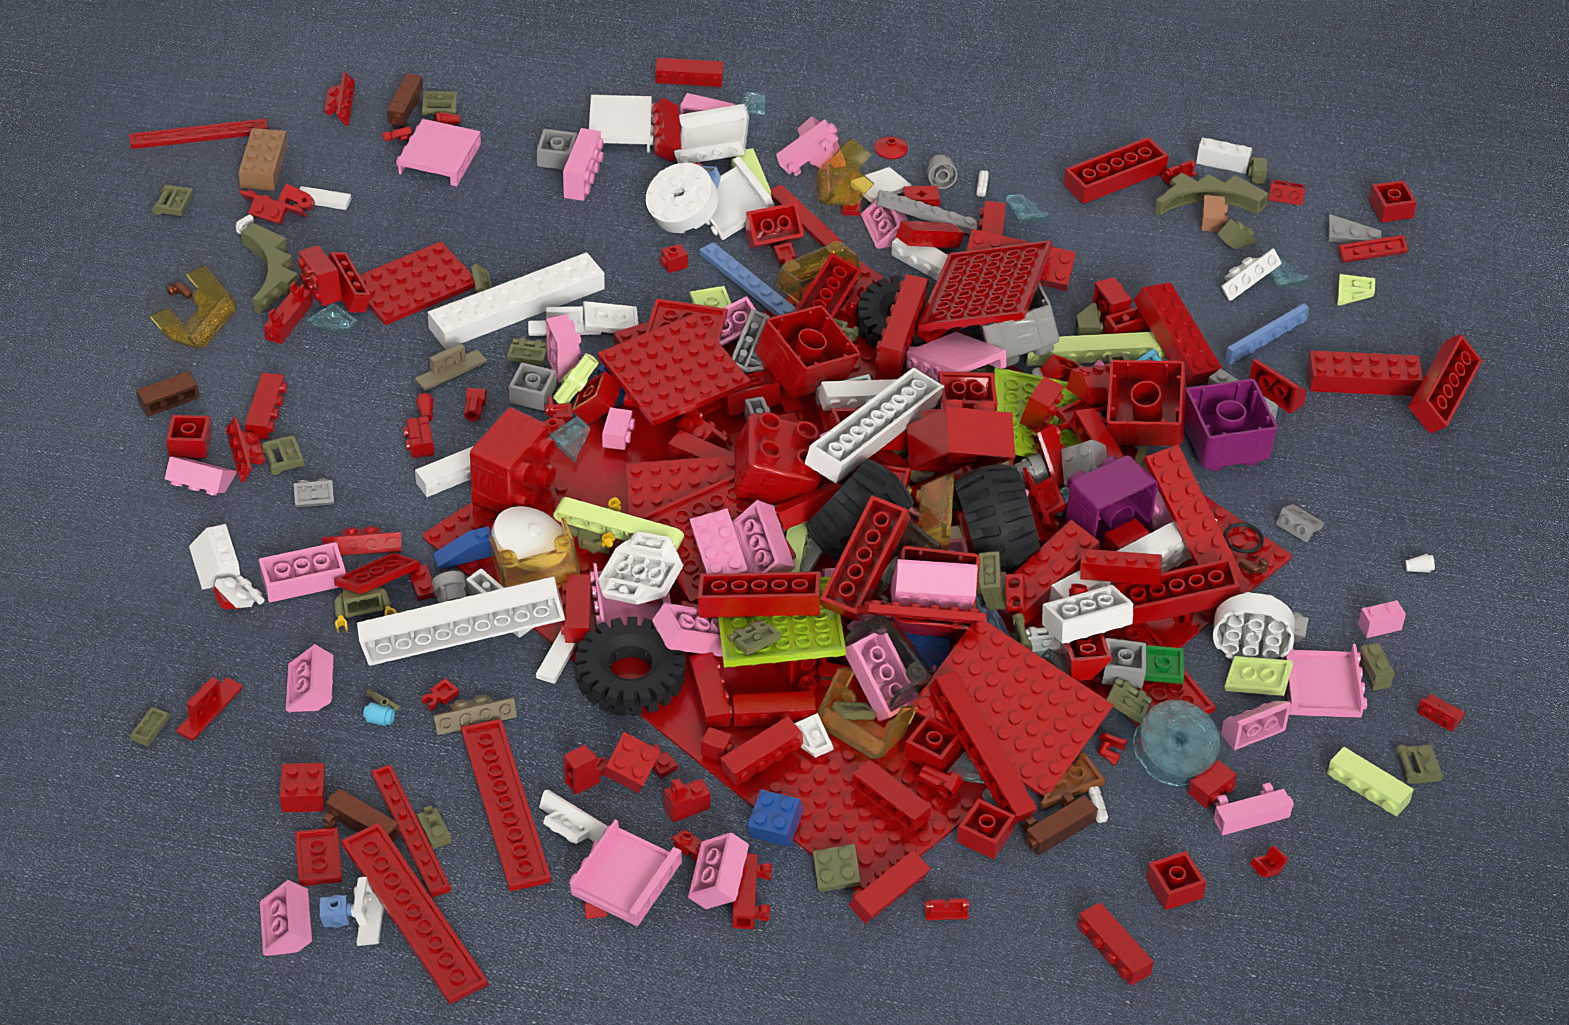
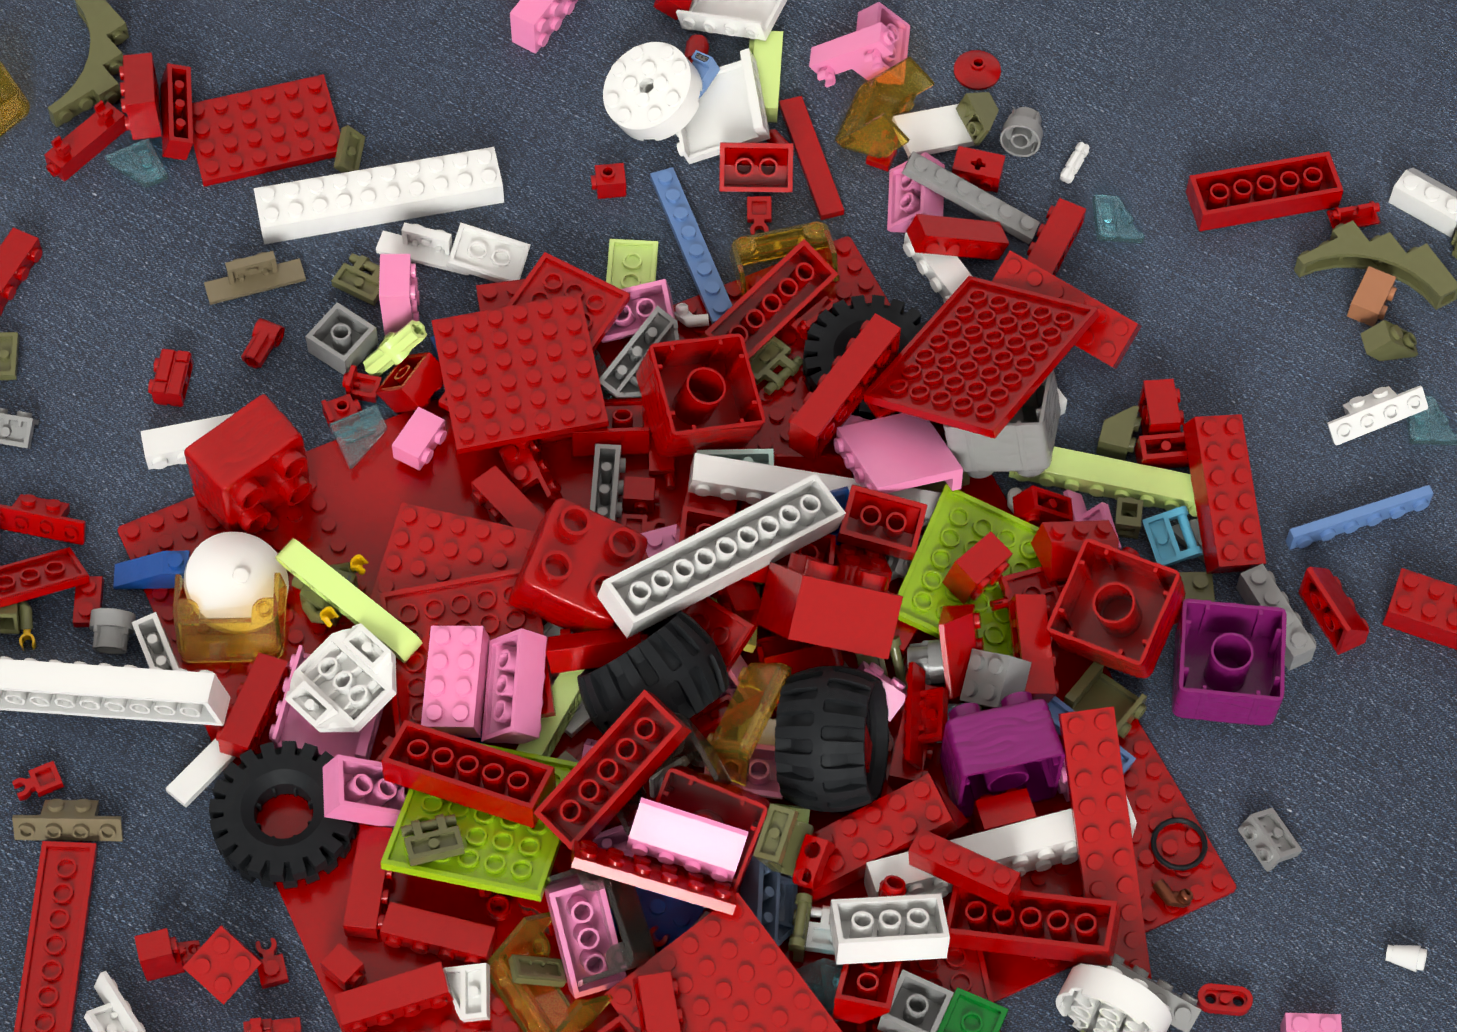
camera: 20 degrees right, 15 degrees up
(425, 405) = (199, 330): red cone -> none
(906, 168) = (977, 114): none -> olive slope
(1319, 616) = (1223, 997): none -> red plate

